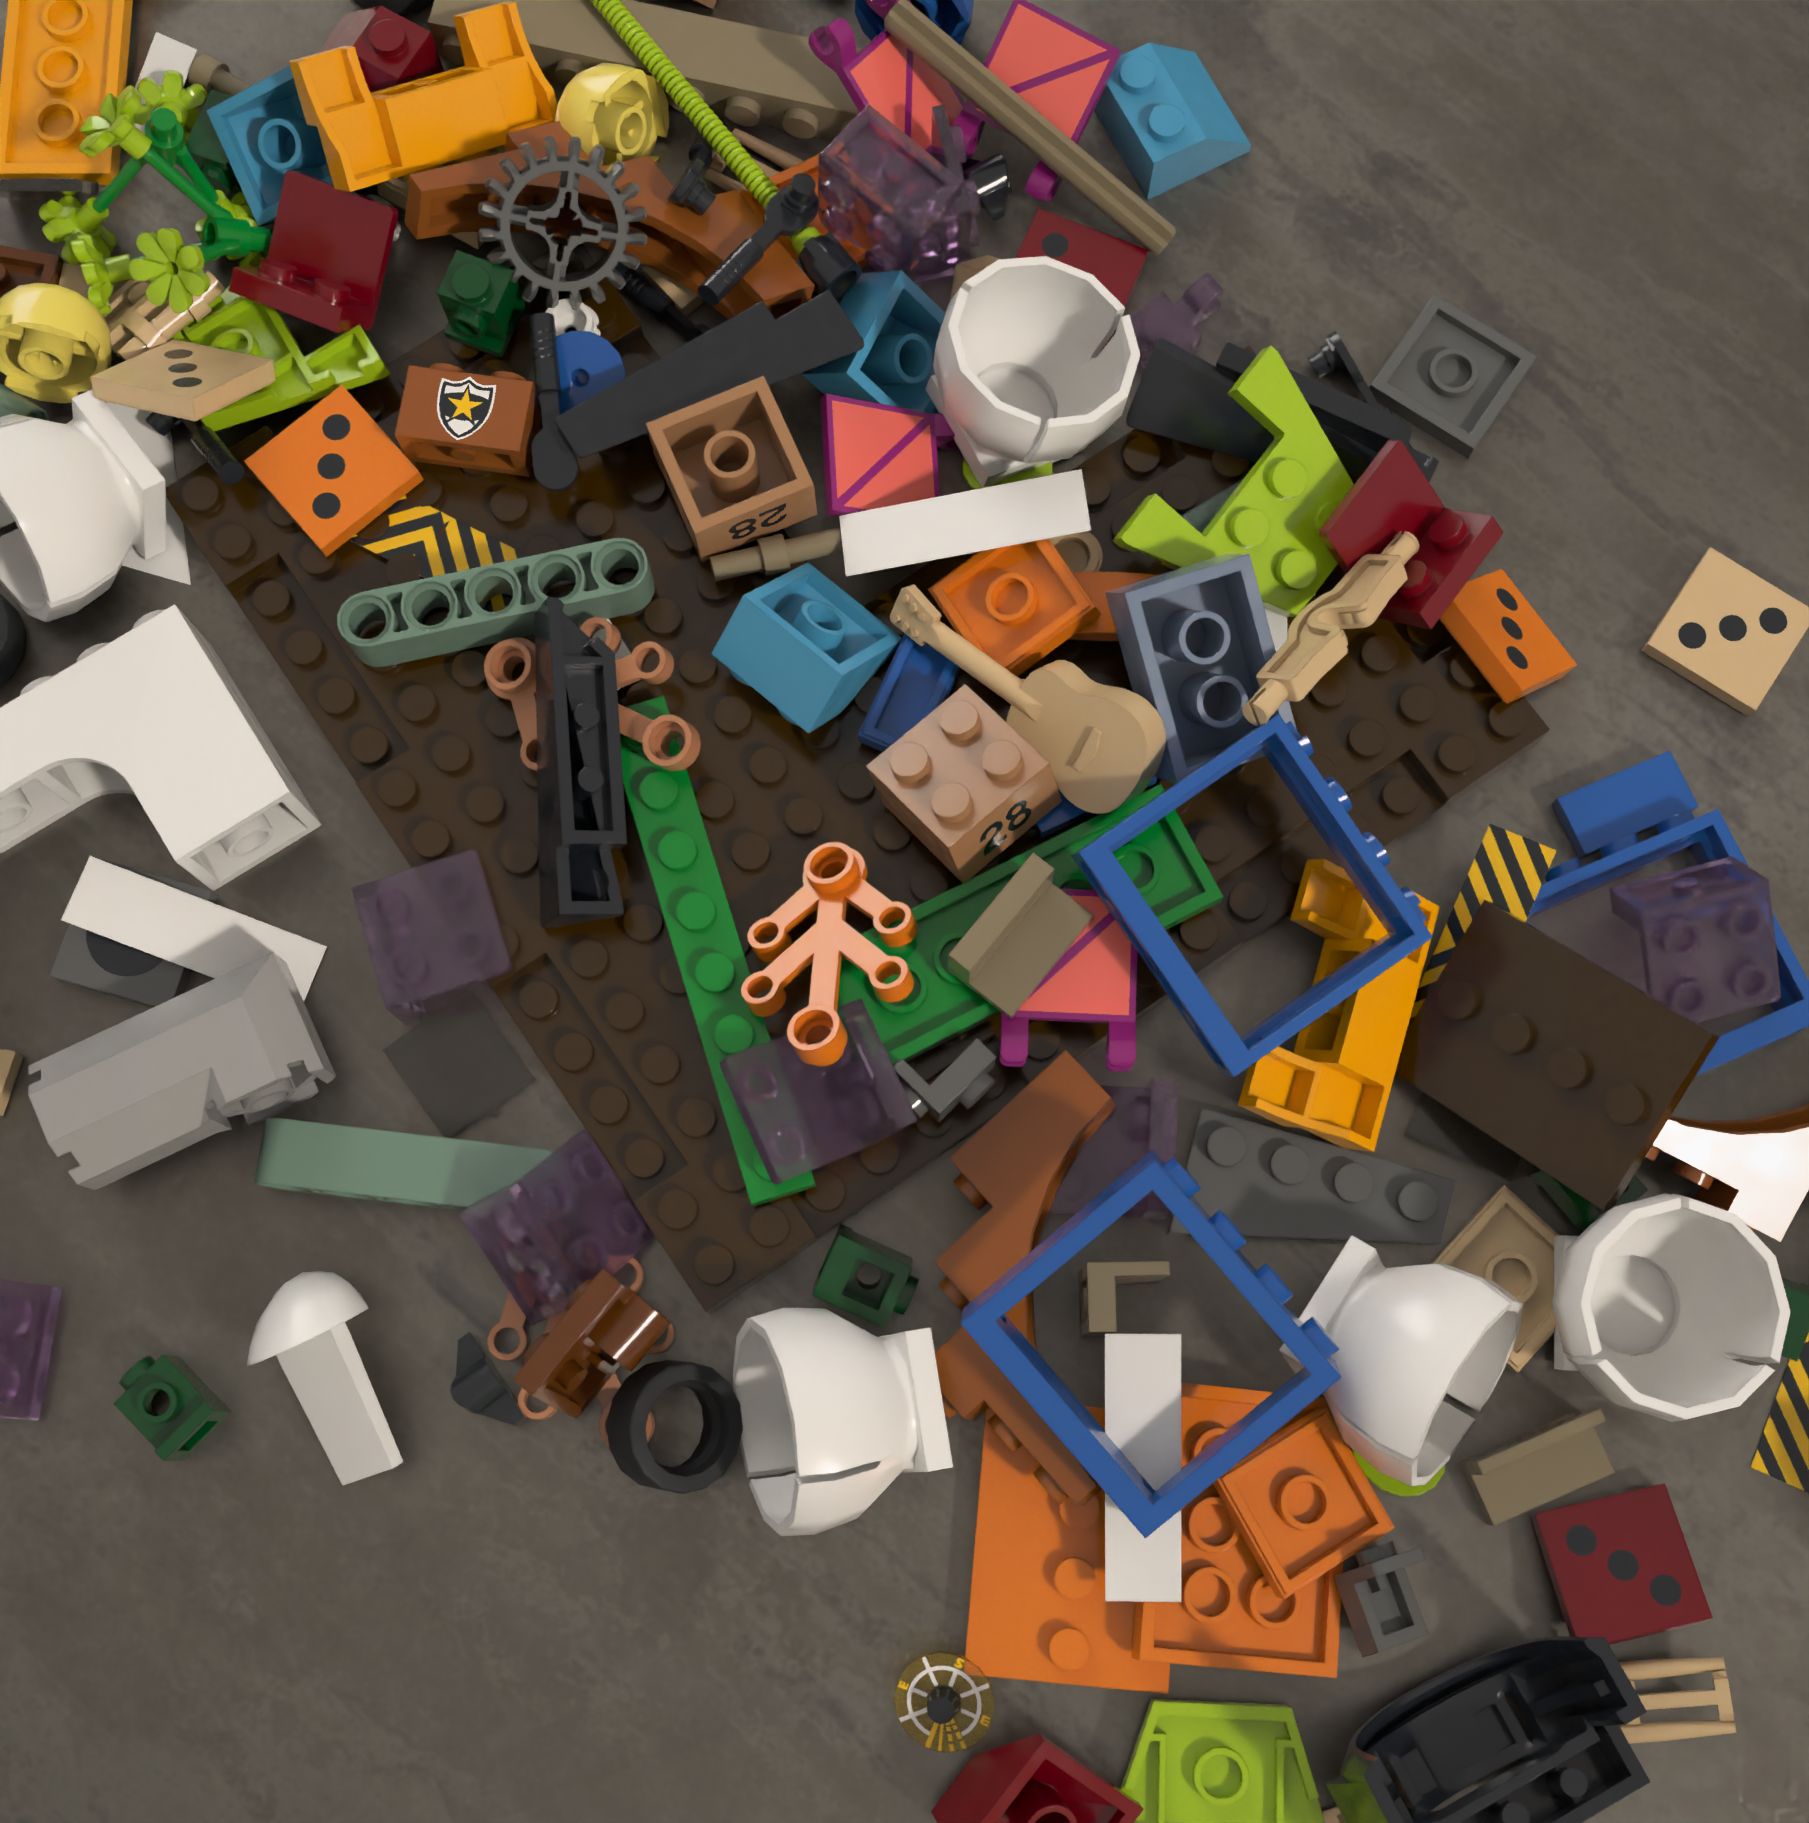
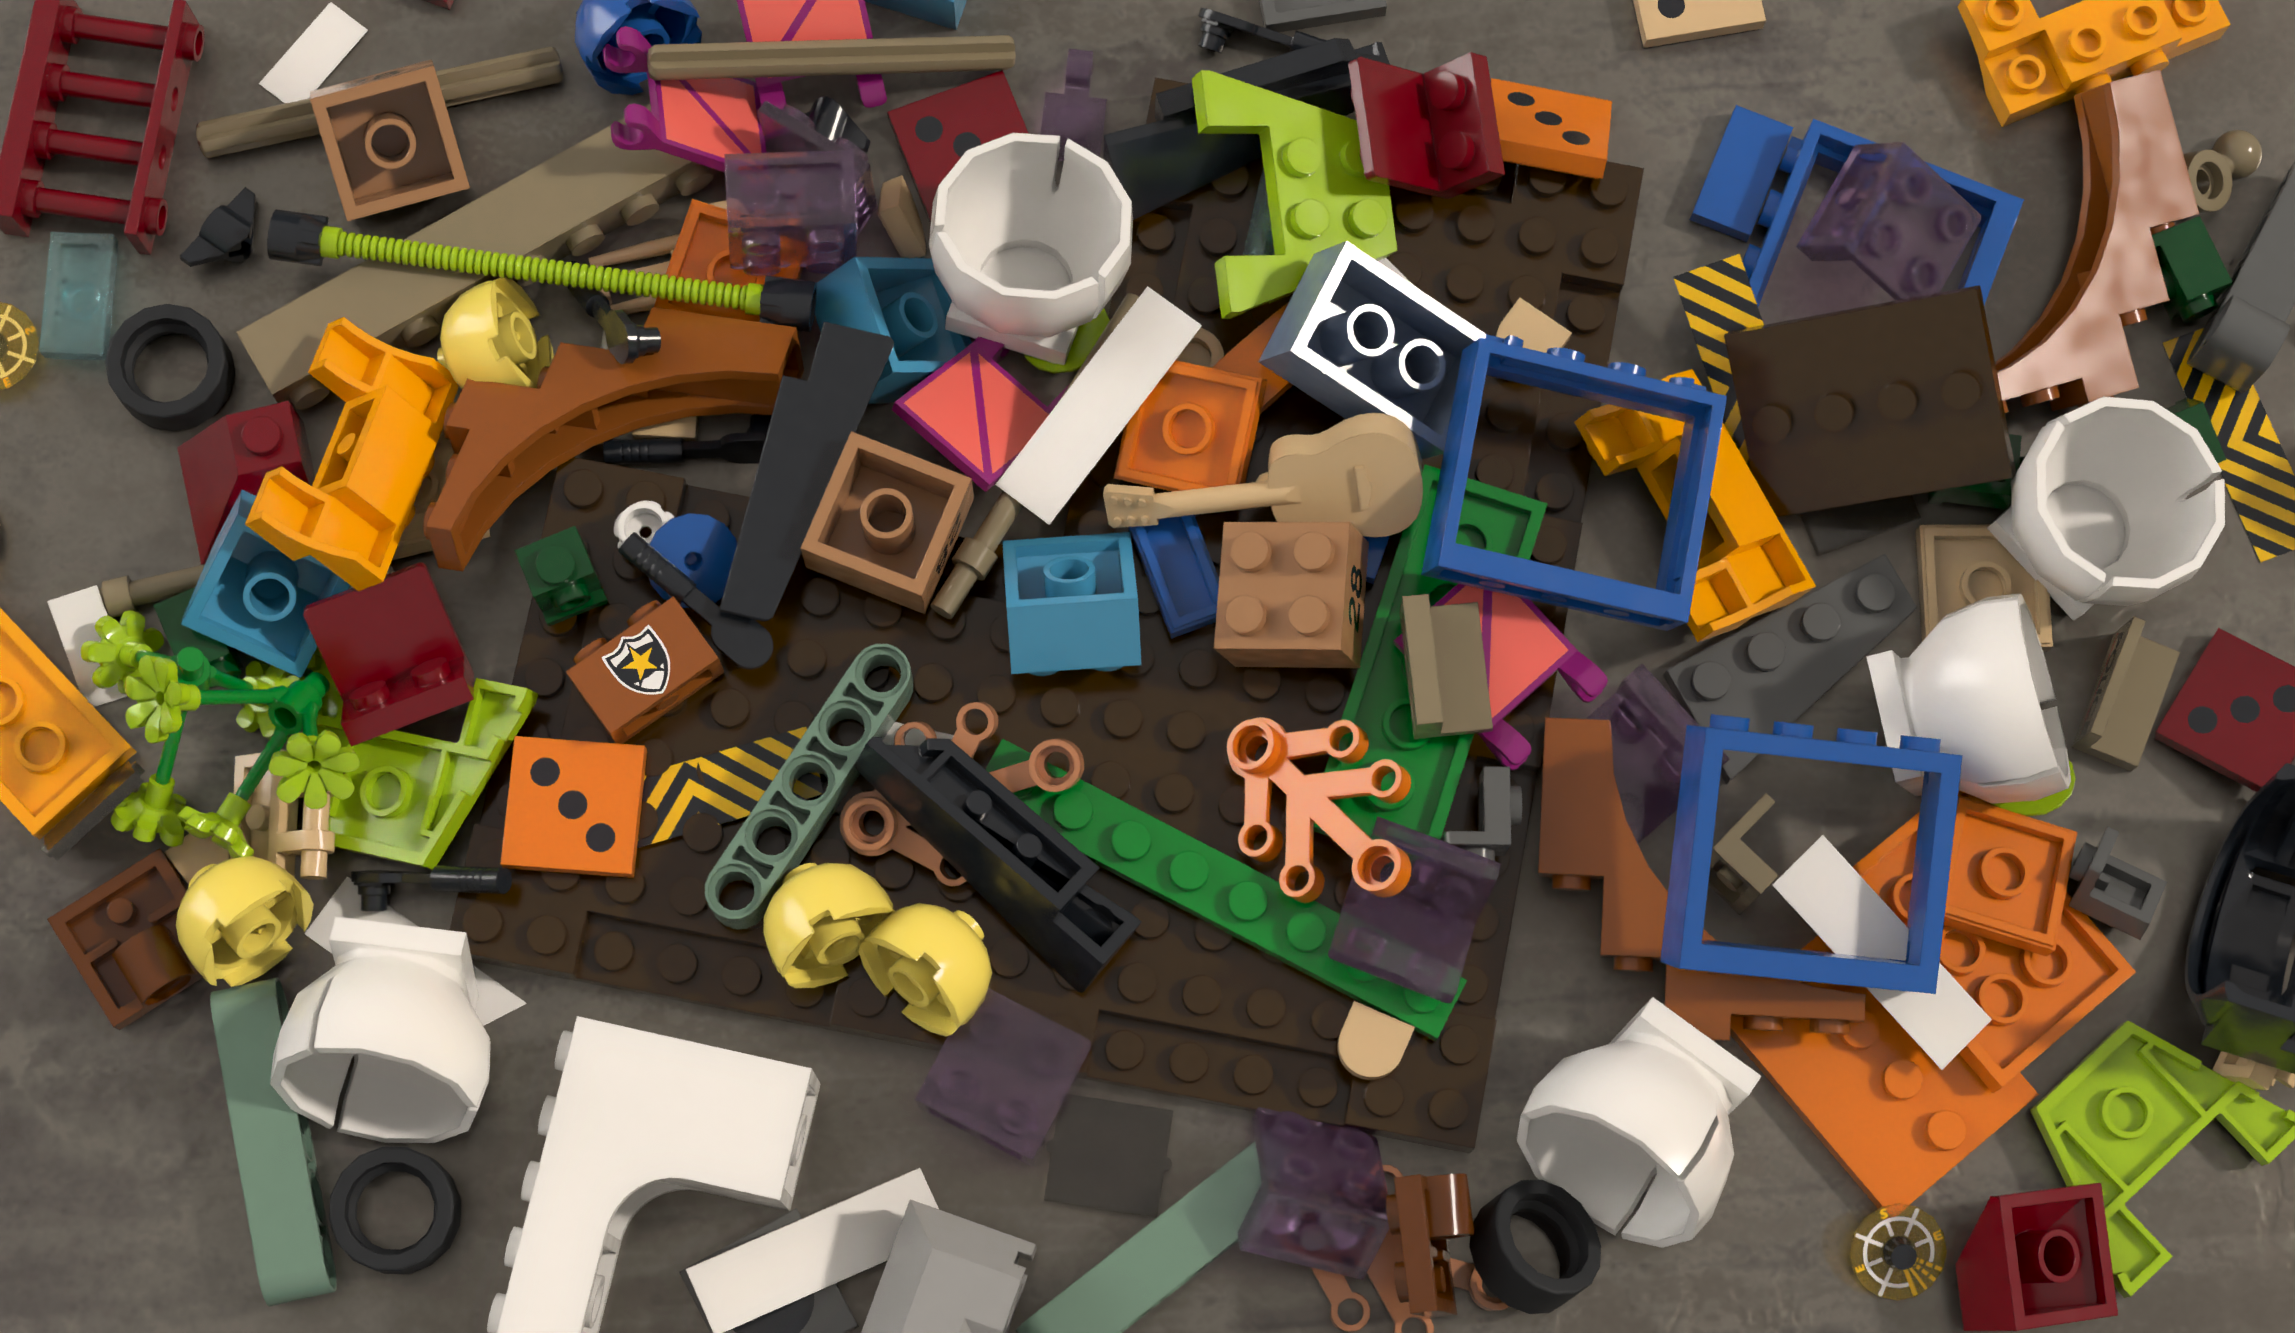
camera: 50 degrees left, 0 degrees up
(183, 379) = (394, 845): tan tile -> none
(407, 703) = (821, 921): none -> light yellow cylinder
(451, 800) = (932, 962): none -> light yellow cylinder
(616, 233) = (543, 416): dark grey gear -> none
(703, 1161) = (1372, 1042): none -> tan tile
(784, 215) = (724, 294): black piece -> none
(841, 1287) = (1581, 1020): dark green brick -> none
(1316, 634) = (1449, 263): tan piece -> none
(1342, 759) = (1533, 327): none -> tan tile

